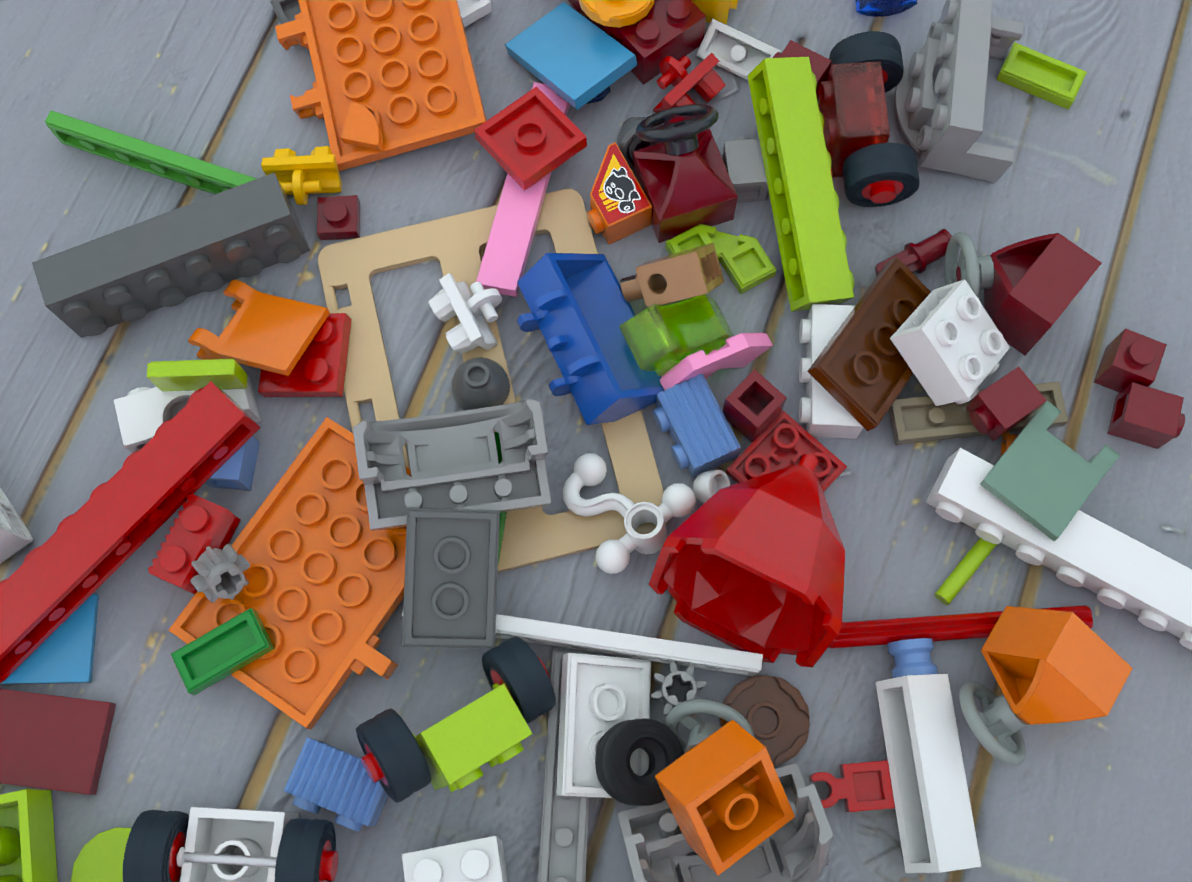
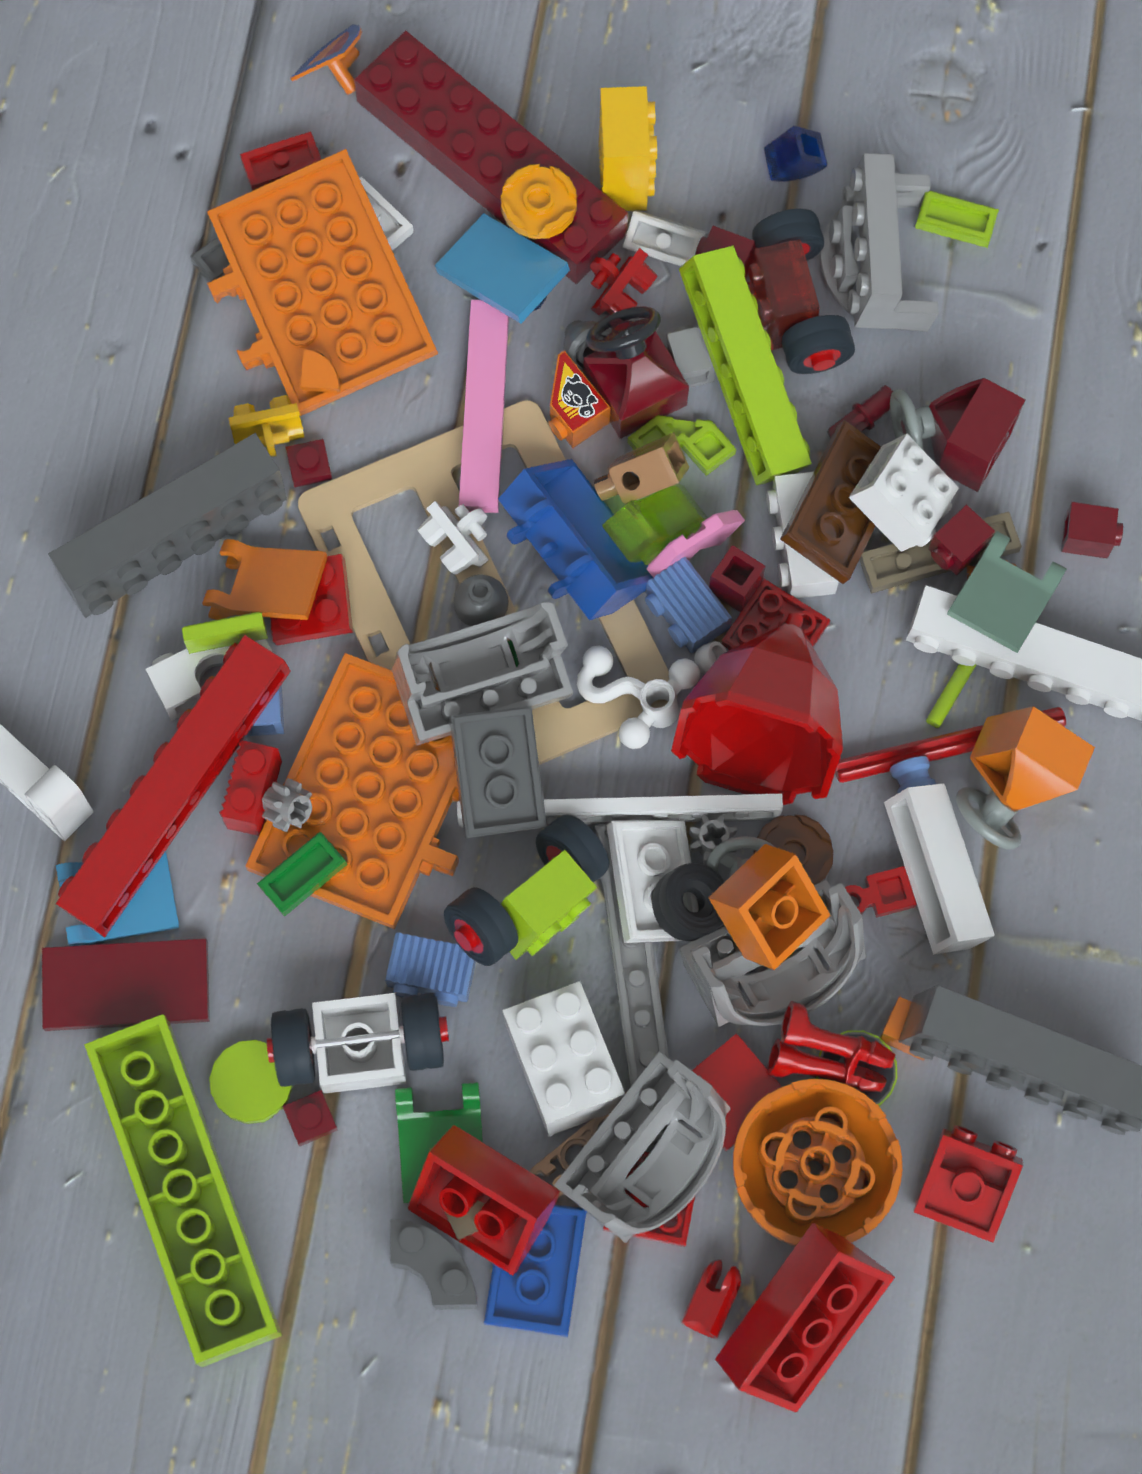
camera: 15 degrees left, 0 degrees up
(143, 155) = (115, 433): bright green tile -> none
(530, 138) = (482, 358): red plate -> none
(1129, 360) = (1069, 482): dark red brick -> none

